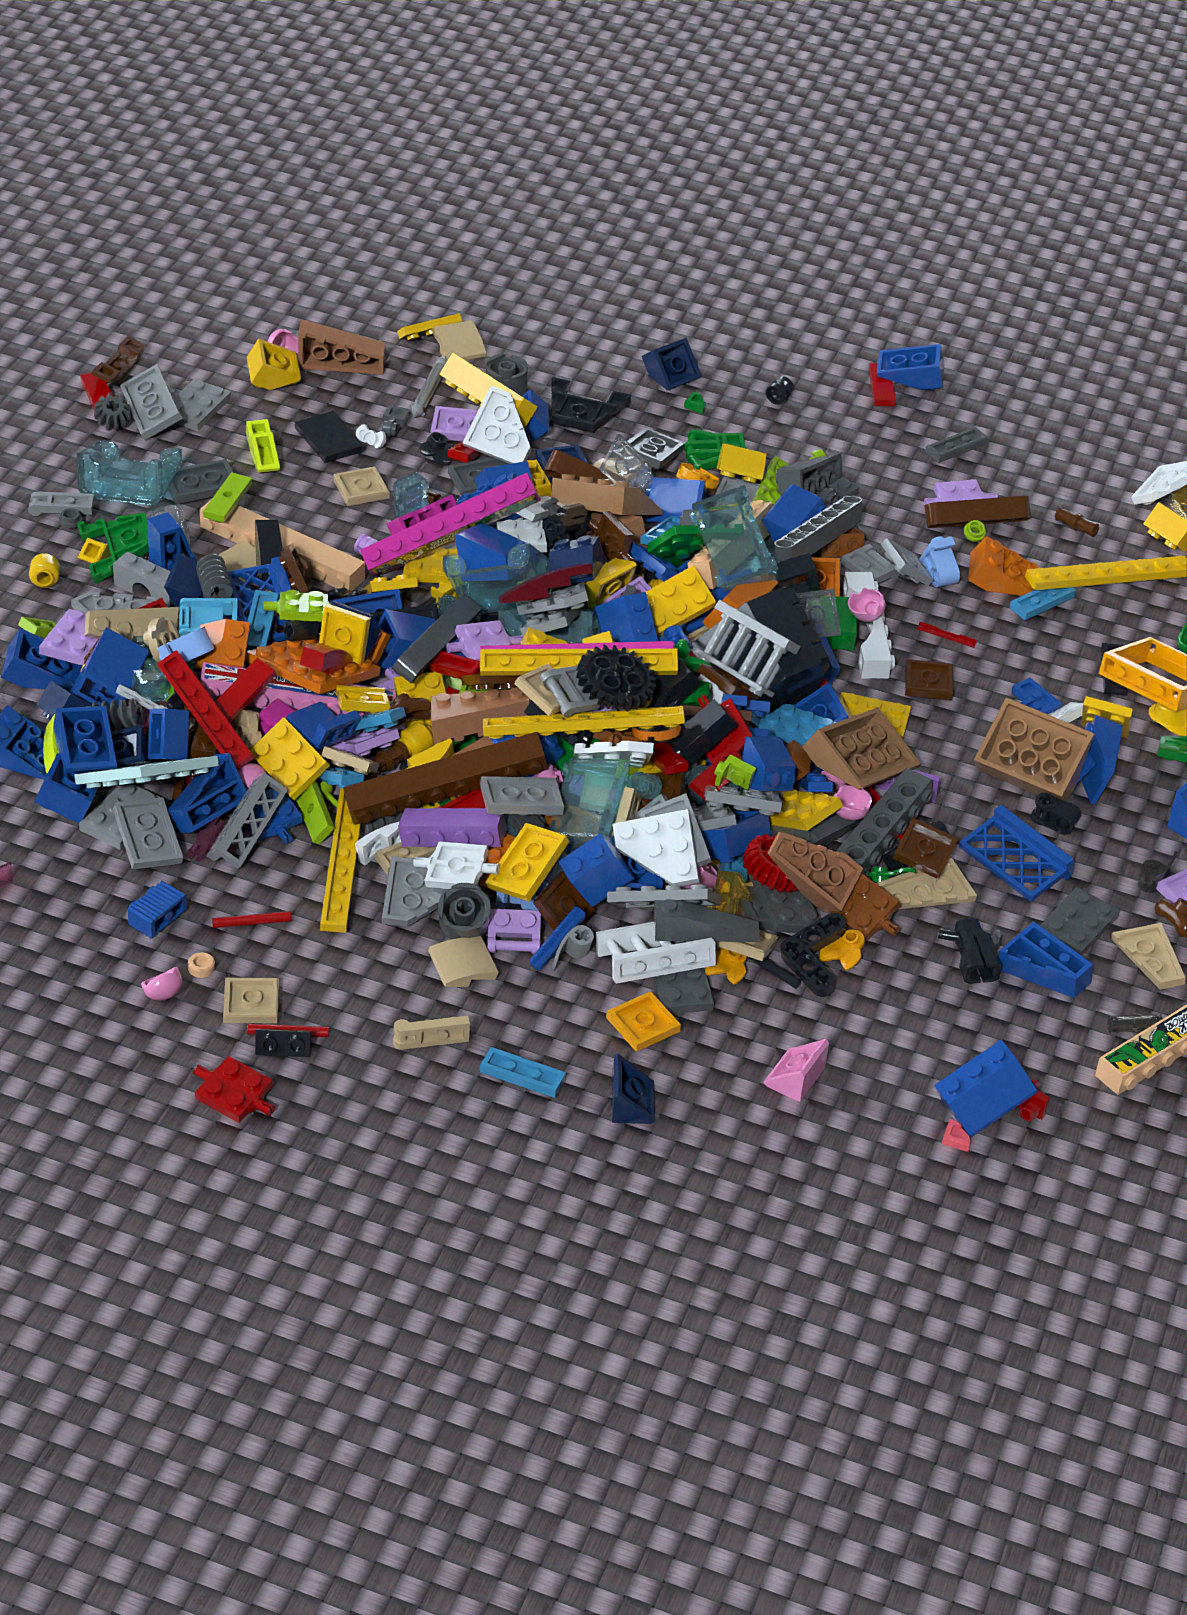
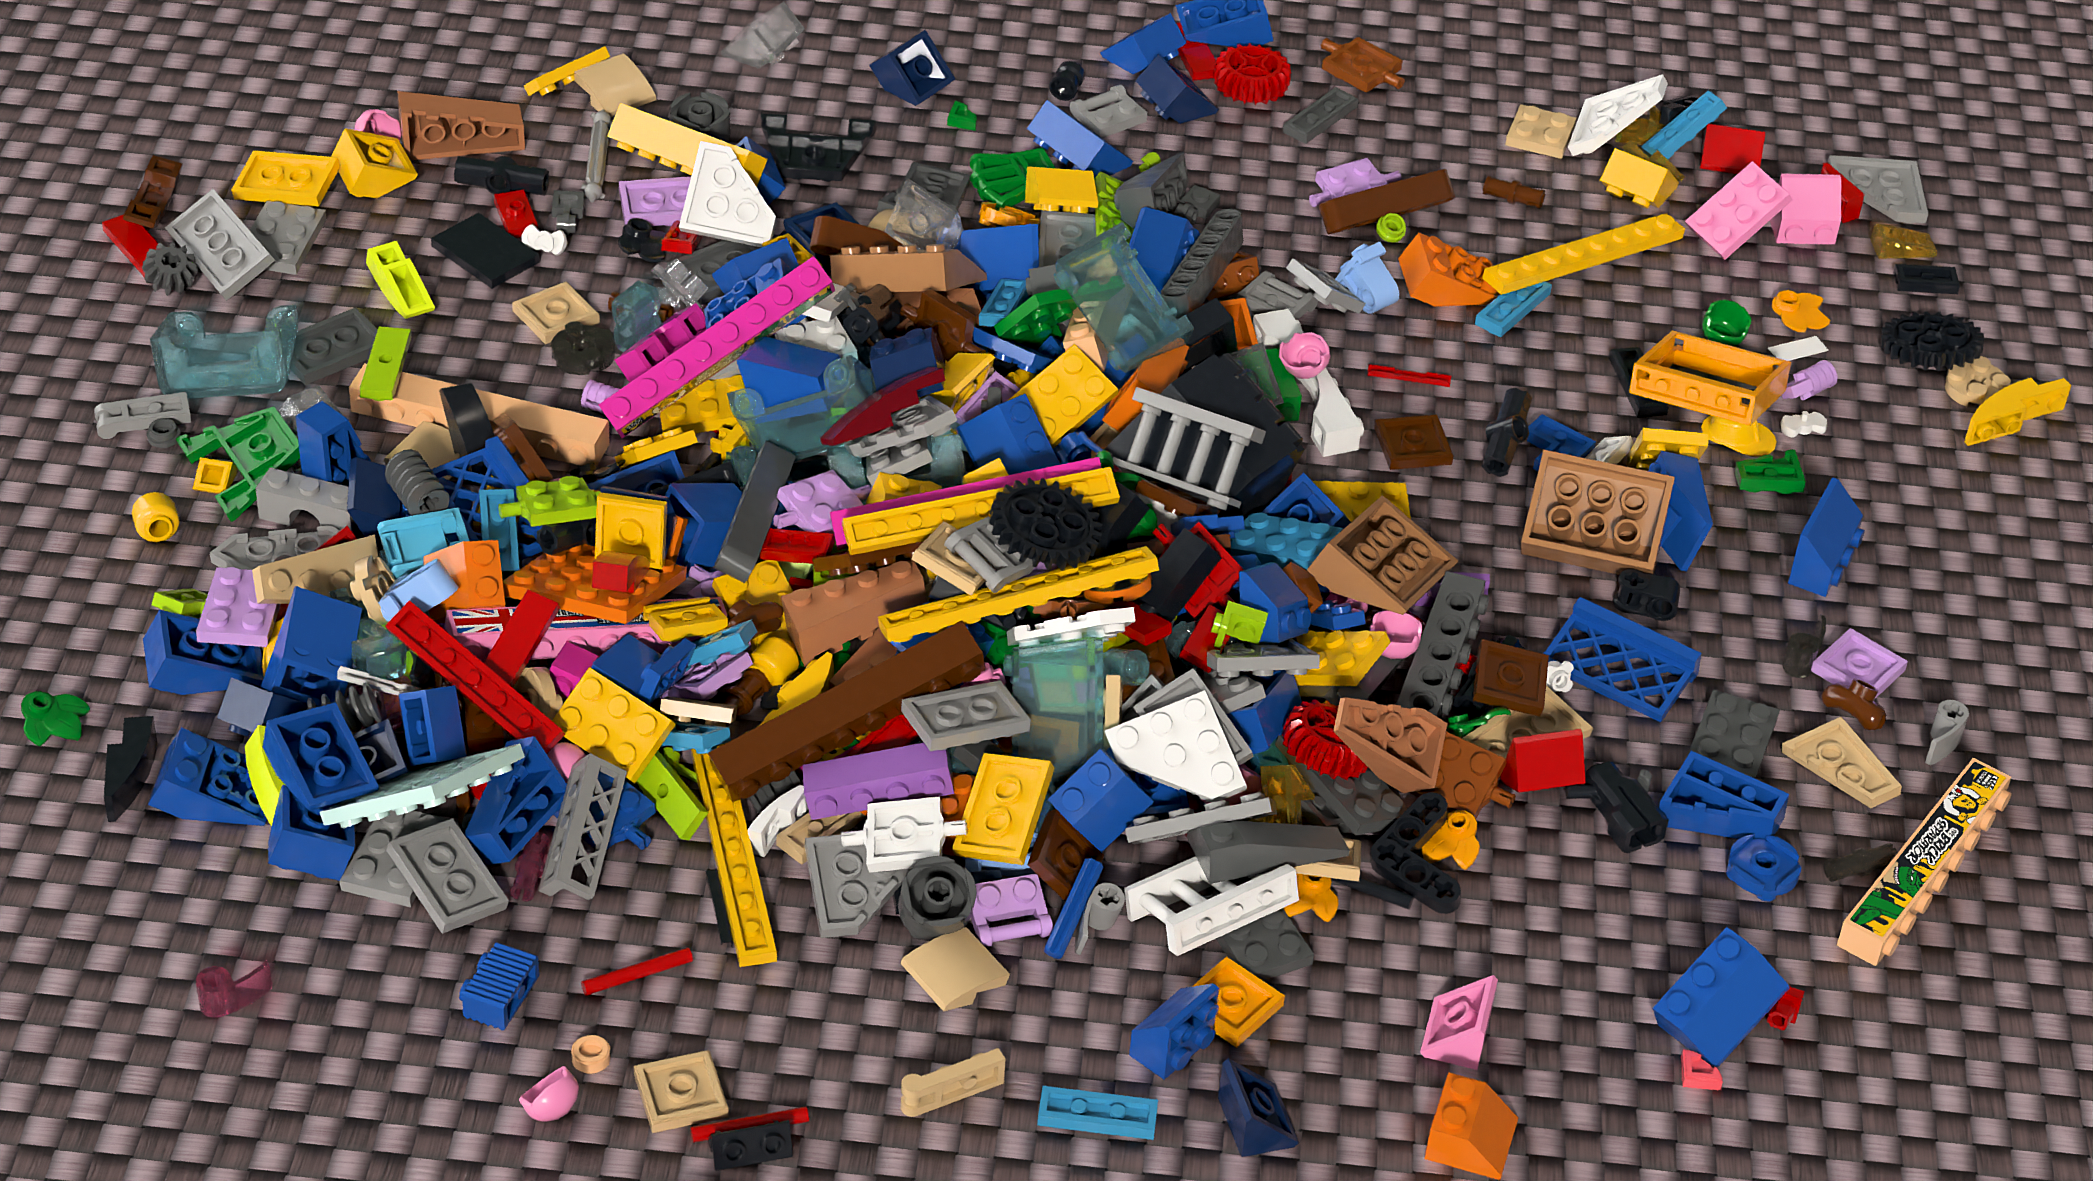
camera: 15 degrees left, 0 degrees up
(211, 365) = (285, 178): none -> yellow plate
(321, 890) = (719, 906): none -> black piece
(358, 389) = (501, 175): none -> black piece
(358, 414) = (514, 211): none -> red plate
(369, 512) = (596, 345): none -> clear smoke plate
(449, 482) = (672, 278): none -> clear hips
(576, 326) = (765, 38): none -> clear slope
(595, 1031) = (1176, 1030): none -> blue slope
(769, 433) = (1075, 142): none -> slope
(775, 1136) = (1471, 1128): none -> orange slope
(805, 421) = (1112, 118): none -> light grey plate
(847, 375) = (1143, 45): none -> blue slope
(854, 411) = (1174, 92): none -> dark blue slope
(916, 407) = (1252, 74): none -> red gear
(927, 908) = (1545, 761): none -> red slope
(965, 850) = (1559, 676): none -> white plate
(998, 684) = (1507, 432): none -> black piece
(1001, 414) = (1361, 64): none -> dark orange plate
(1059, 1022) = (1761, 881): none -> blue plate
(1116, 483) = (1541, 131): none -> tan plate

